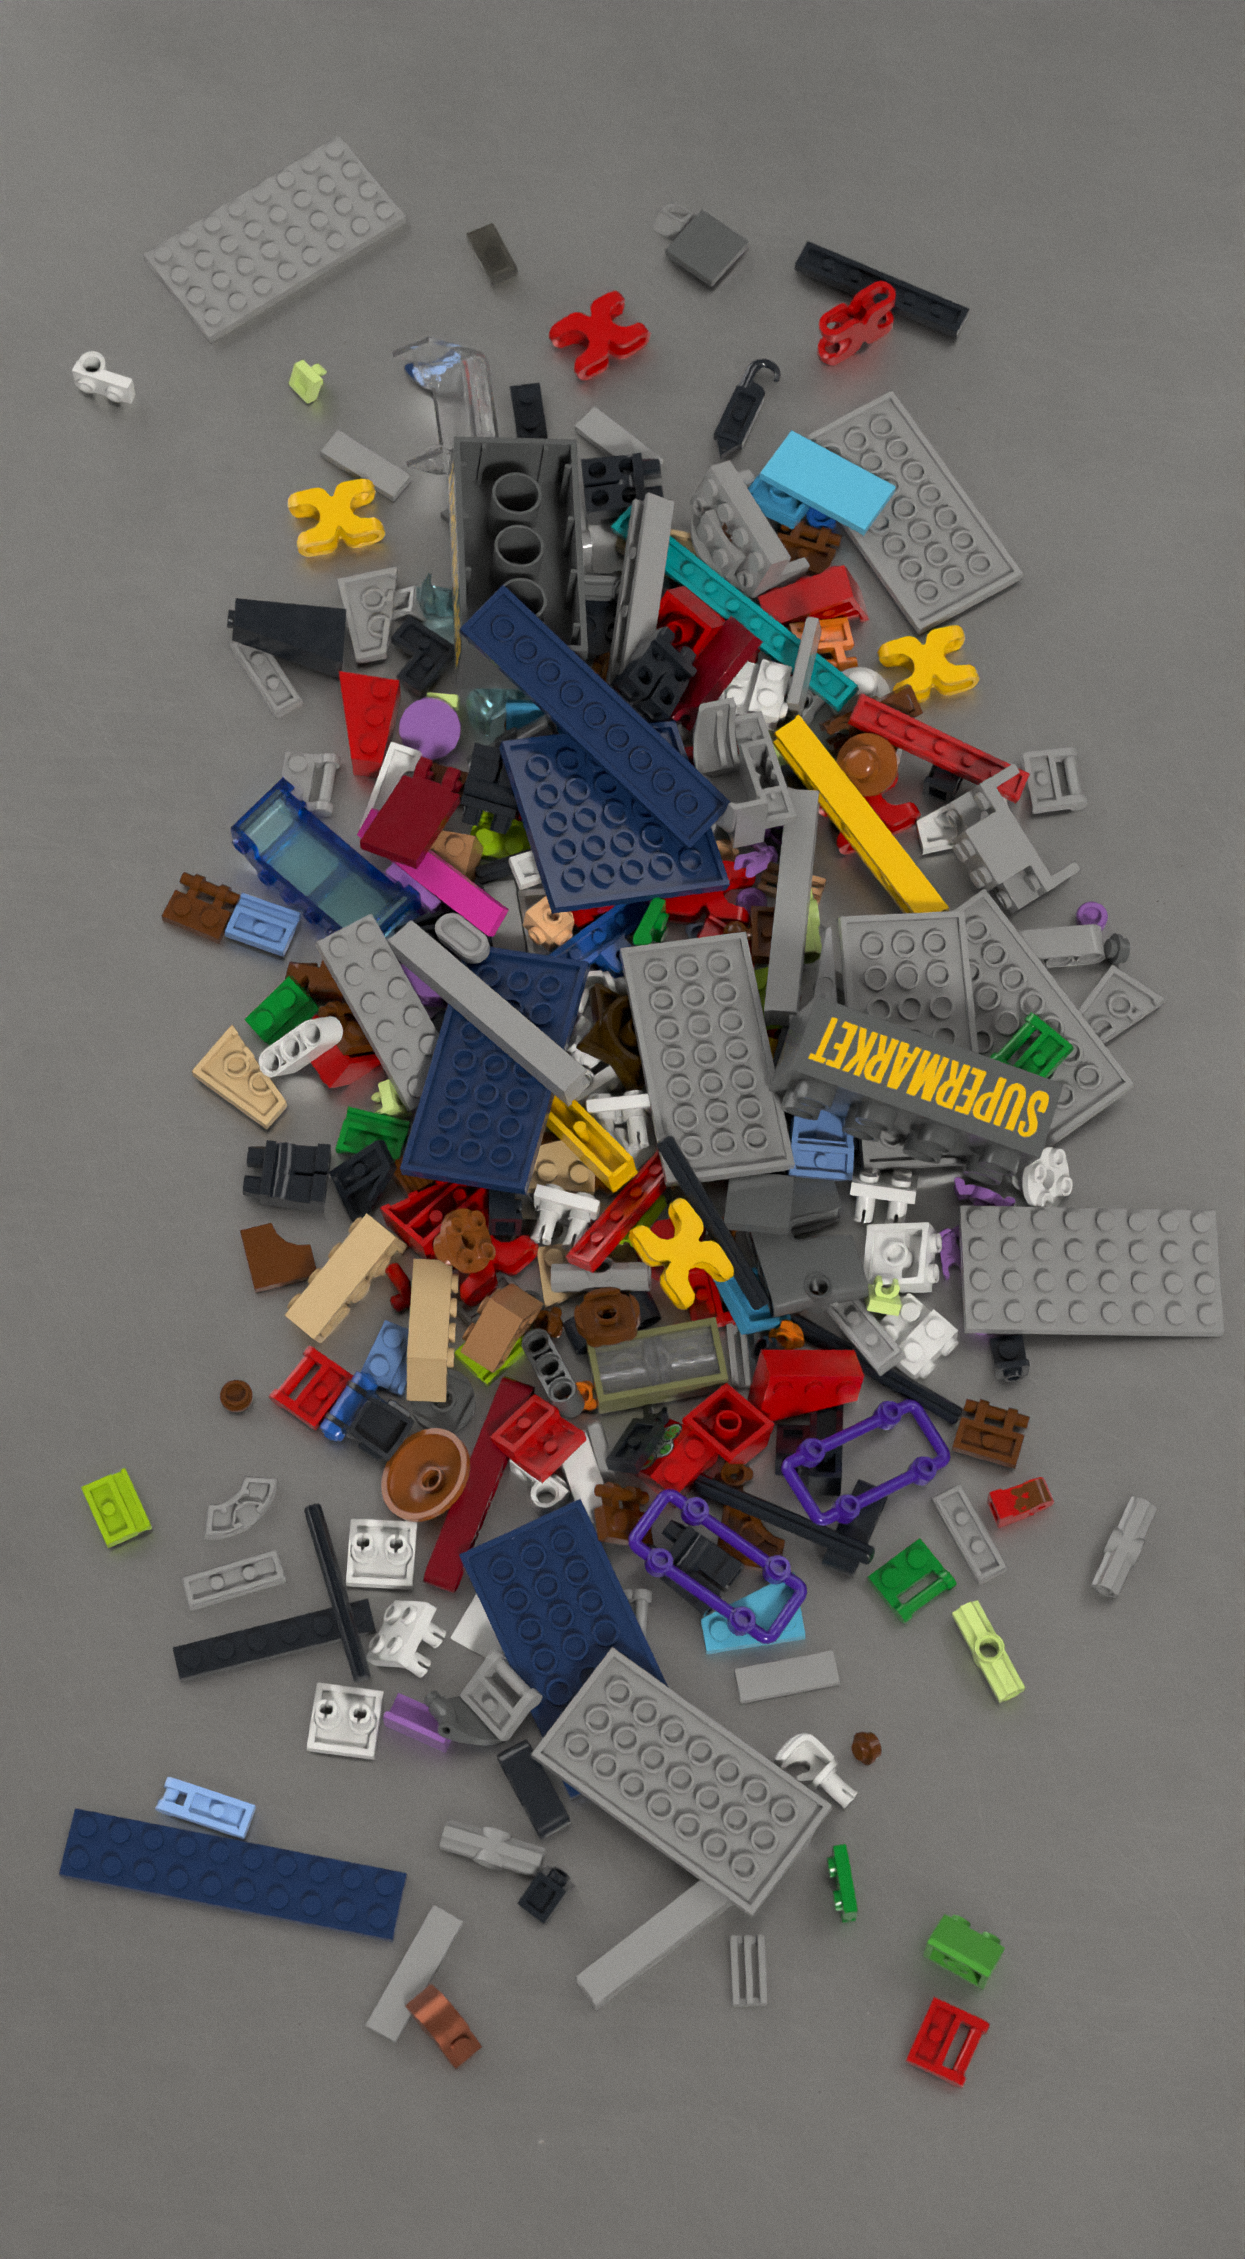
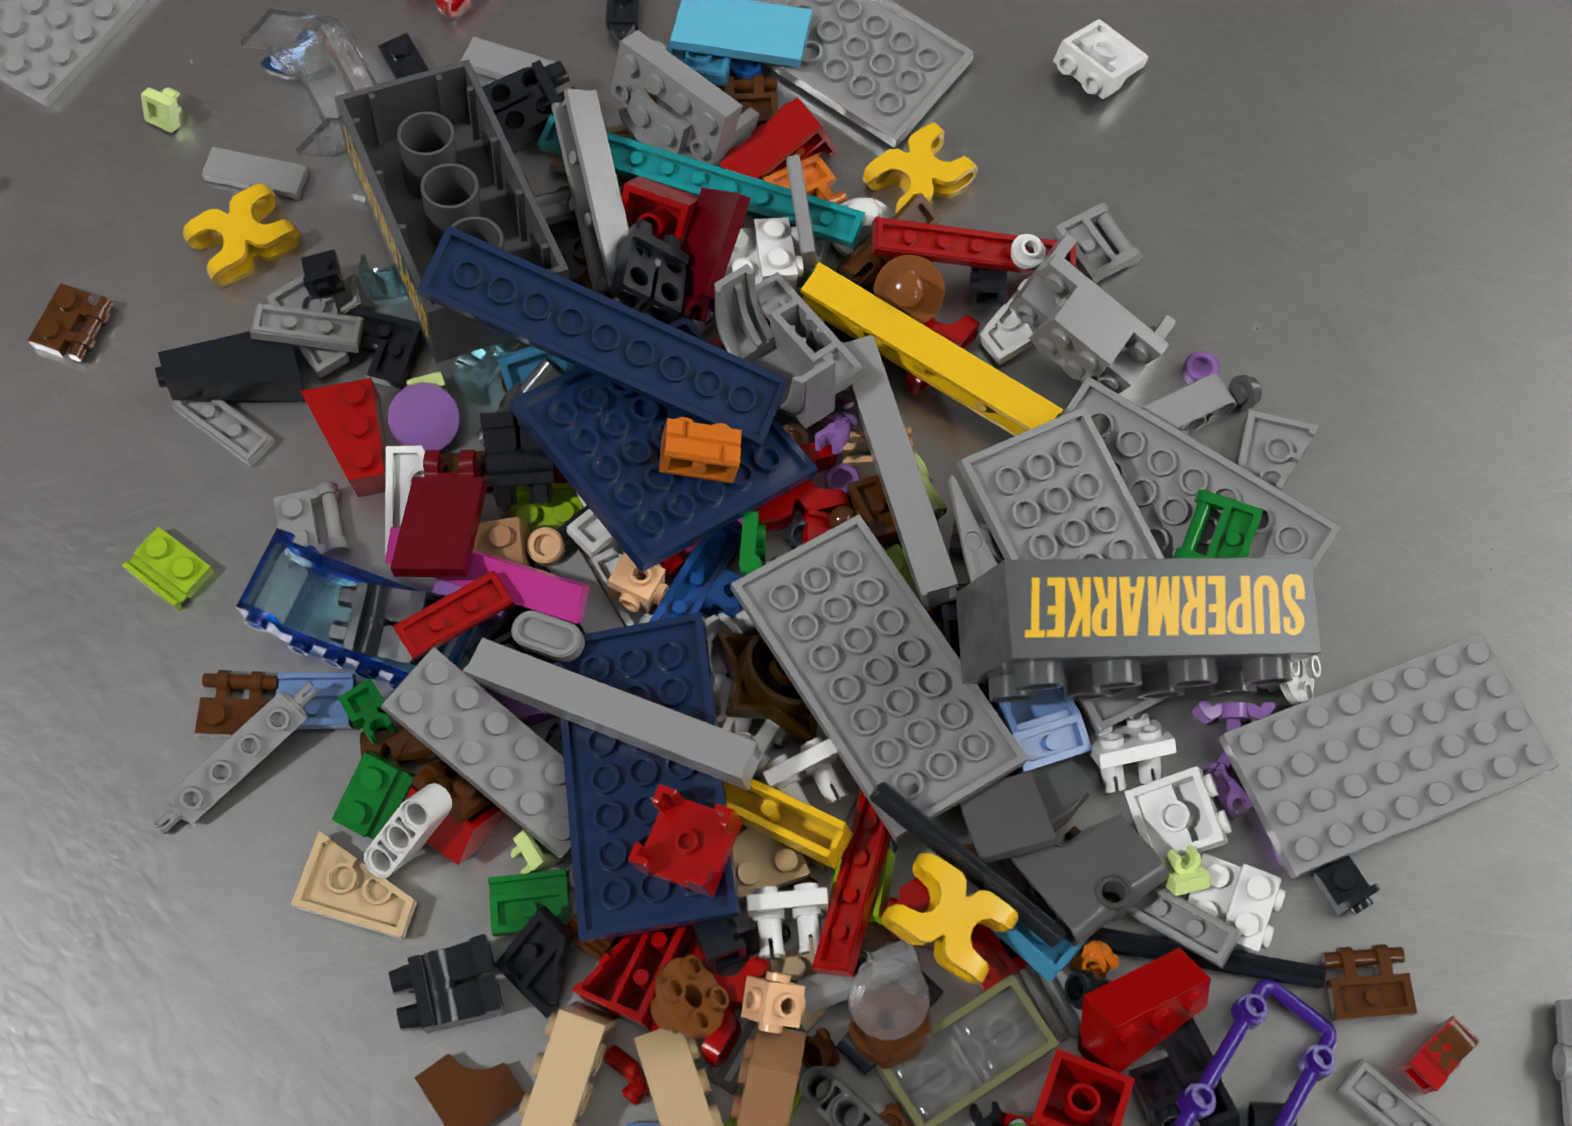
camera: 20 degrees left, 0 degrees up
(165, 538) = (63, 318): none -> reddish brown plate
(183, 778) = (168, 568): none -> lime plate
(188, 945) = (236, 757): none -> light grey plate
(300, 945) = (364, 709): none -> green plate
(333, 874) = (373, 616): none -> black hips
(362, 619) = (307, 328): none -> light grey tile
(391, 578) = (323, 275): none -> black bracket
(395, 894) = (453, 615): none -> red tile
(488, 868) = (545, 546): none -> light nougat tile
(507, 1125) = (687, 842): none -> red panel
(527, 1268) = (773, 1001): none -> light nougat brick
(612, 1295) = (888, 998): none -> clear dish
(636, 834) = (700, 450): none -> orange brick
(974, 772) = (1022, 257): none -> white plate
(1130, 617) = (1099, 58): none -> white plate

